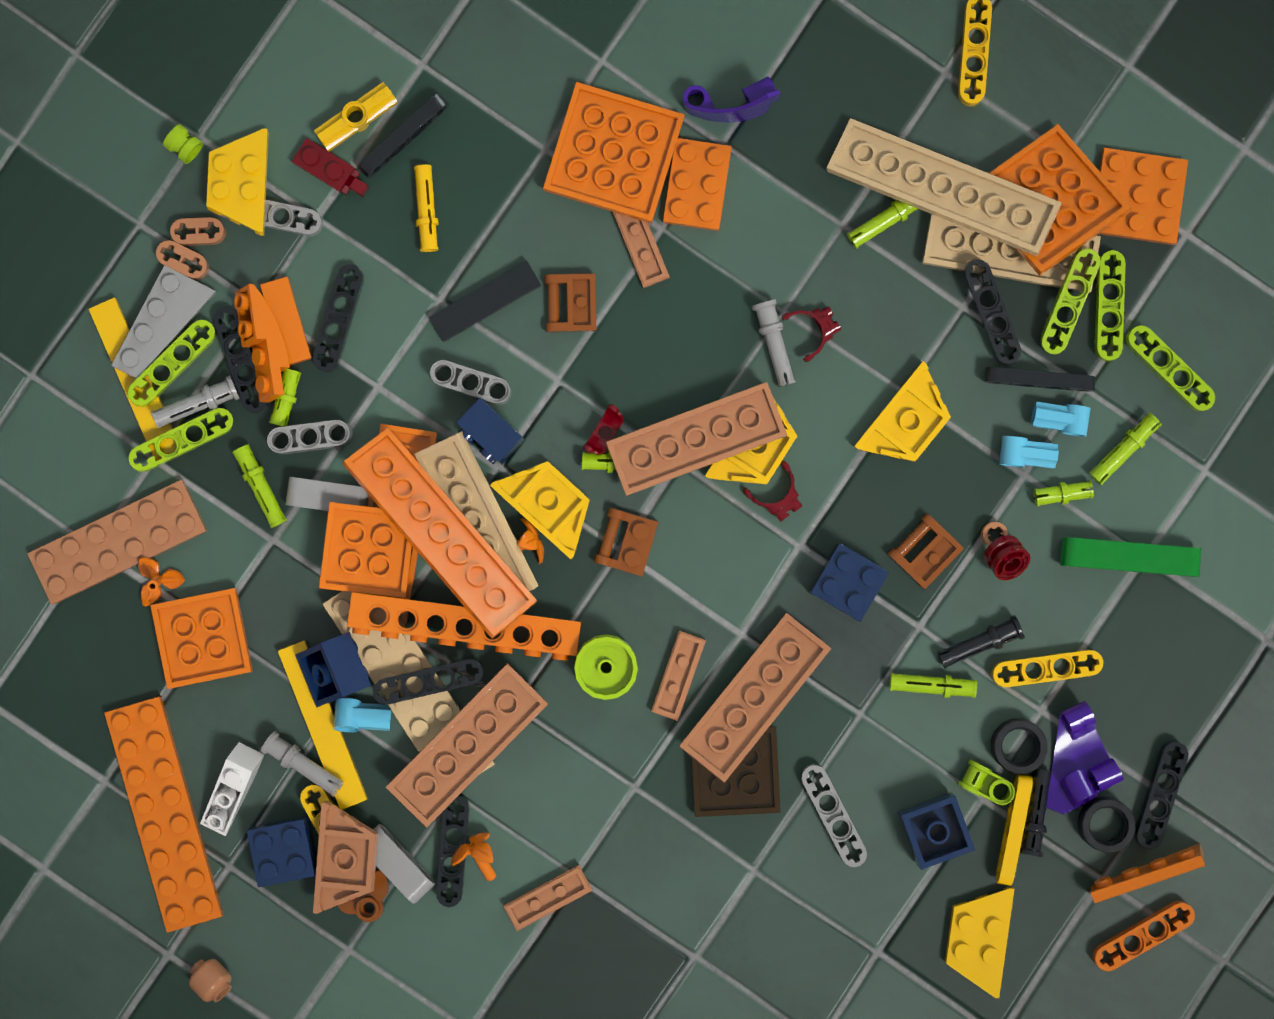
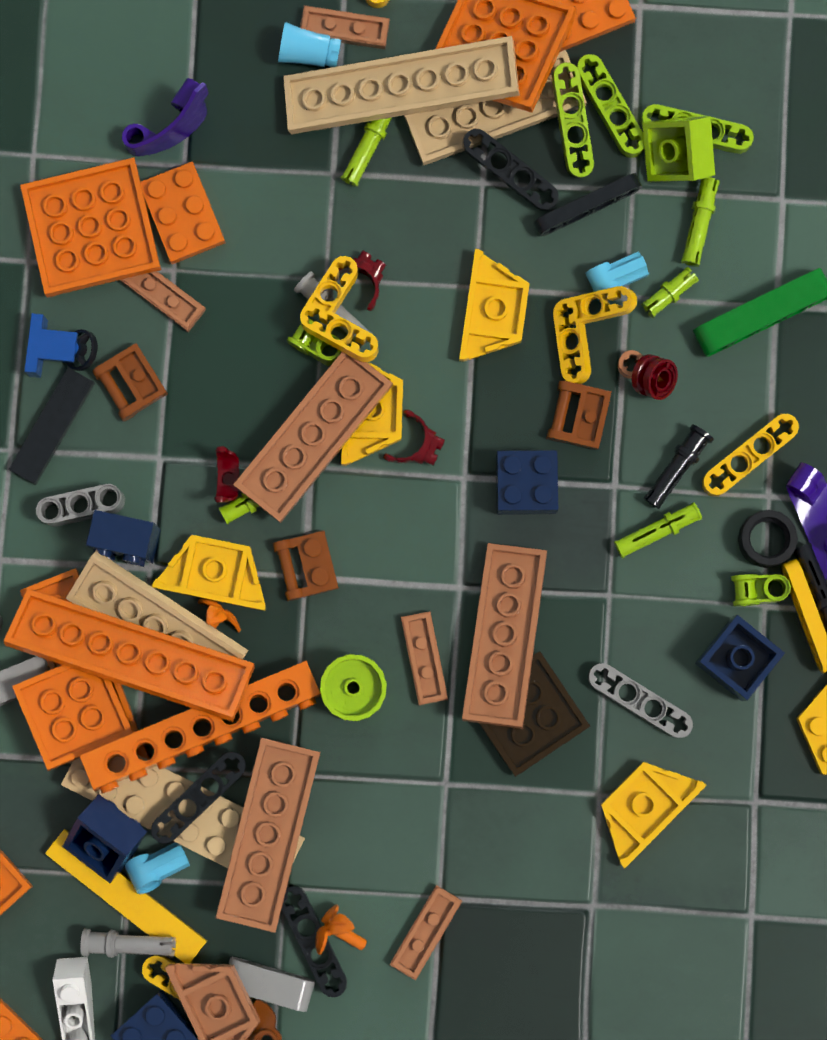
camera: 25 degrees left, 5 degrees down
(528, 238) = (56, 346): none -> blue piece
(743, 360) = (311, 345): none -> lime piece
(768, 342) = (327, 311): none -> yellow beam
(786, 904) = (645, 807): none -> yellow wing
(885, 106) = (308, 47): none -> medium azure plant
(926, 105) = (347, 26): none -> nougat tile
(975, 470) = (579, 318): none -> yellow beam
(1067, 419) = (635, 224): medium azure piece -> none
(1144, 378) = (679, 149): none -> lime slope

